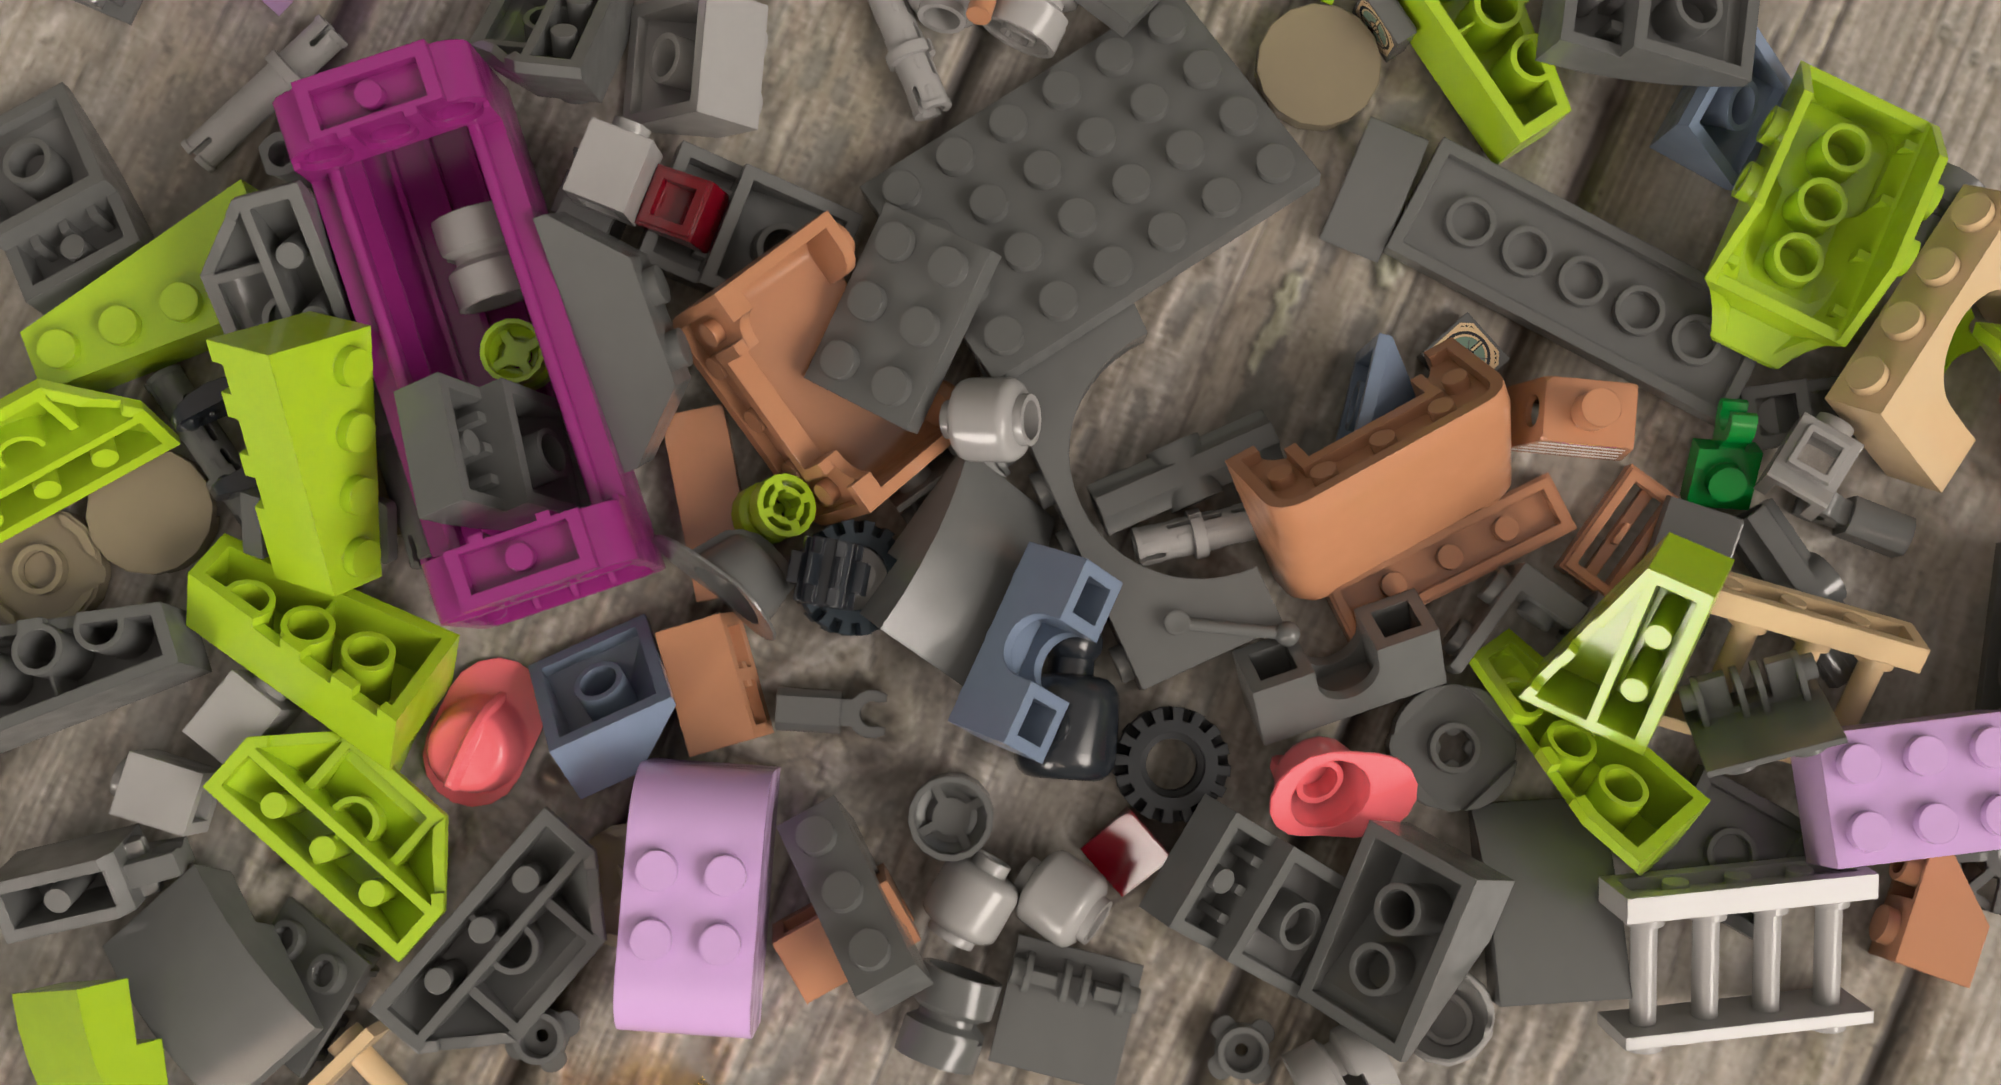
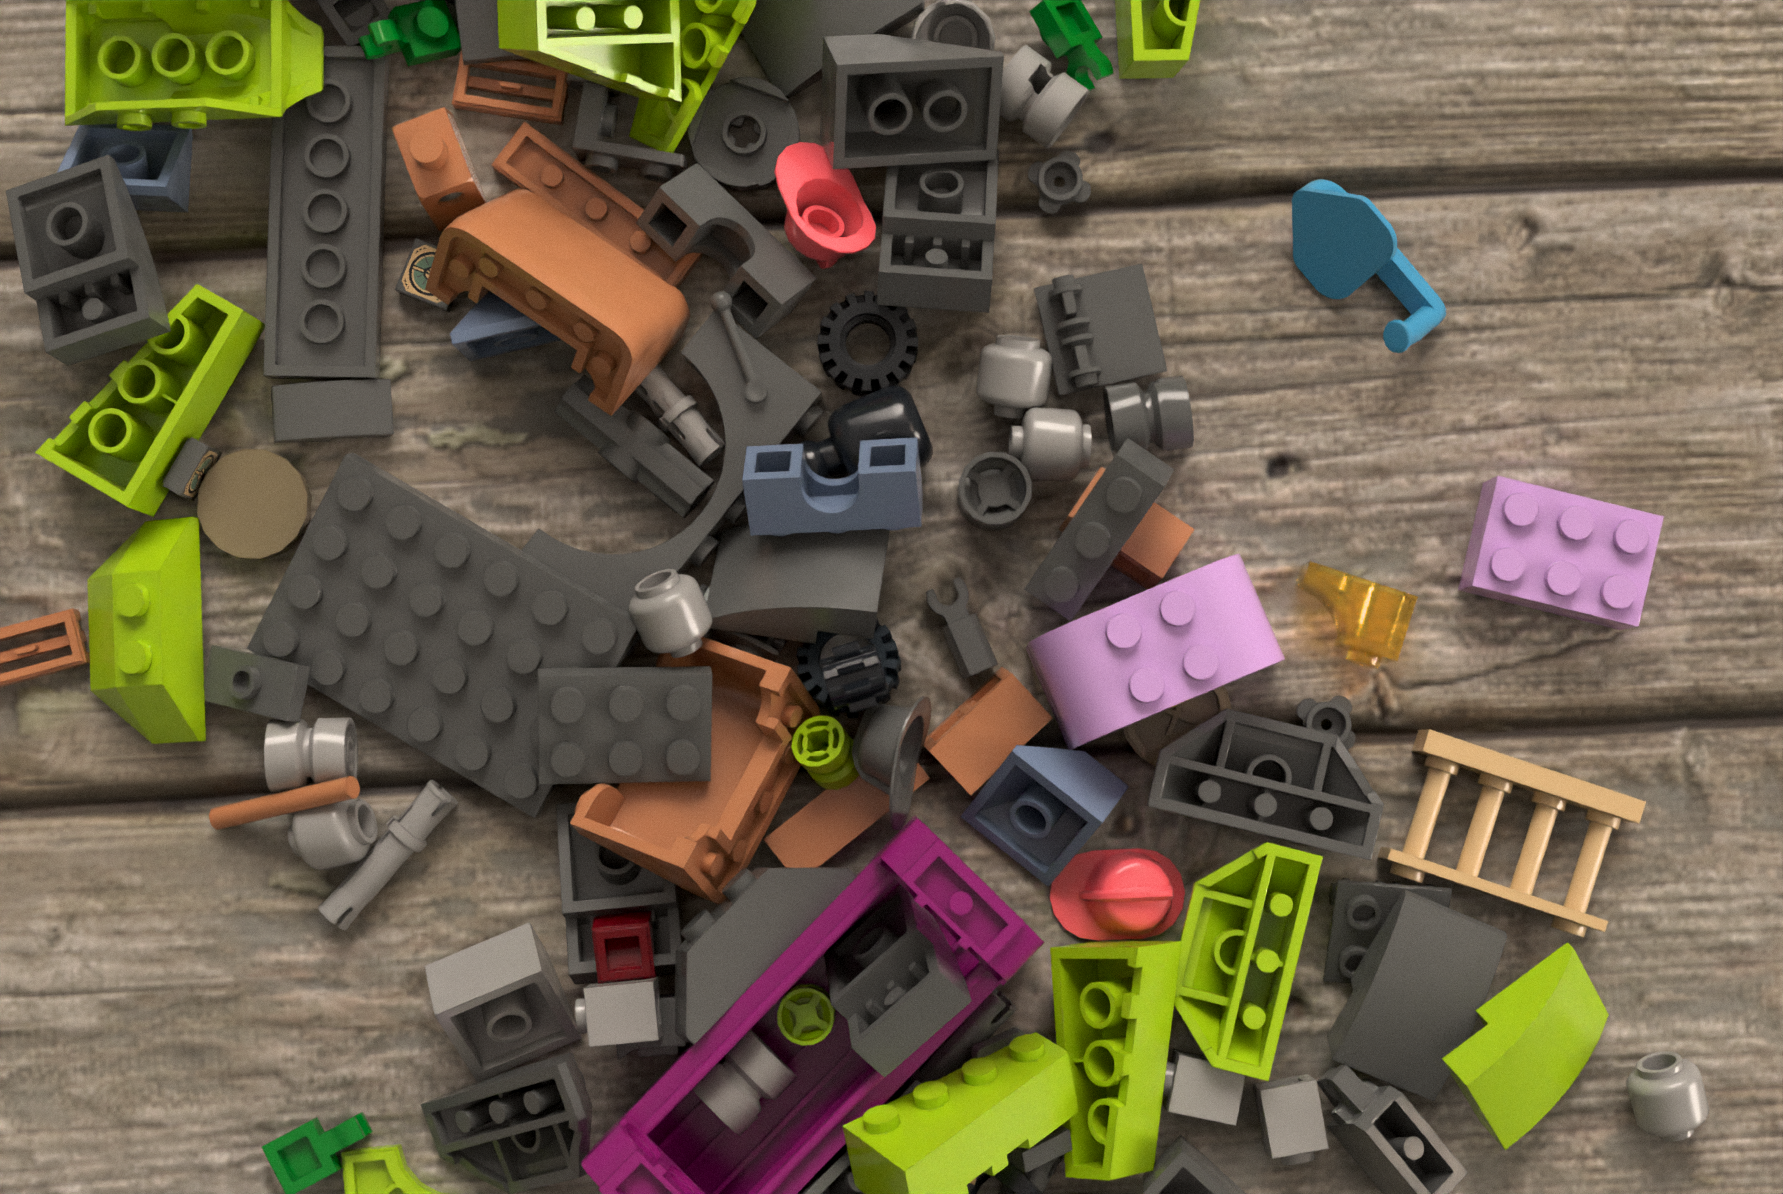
camera: 115 degrees left, 0 degrees up
(1125, 852) = (953, 345): dark red slope -> none

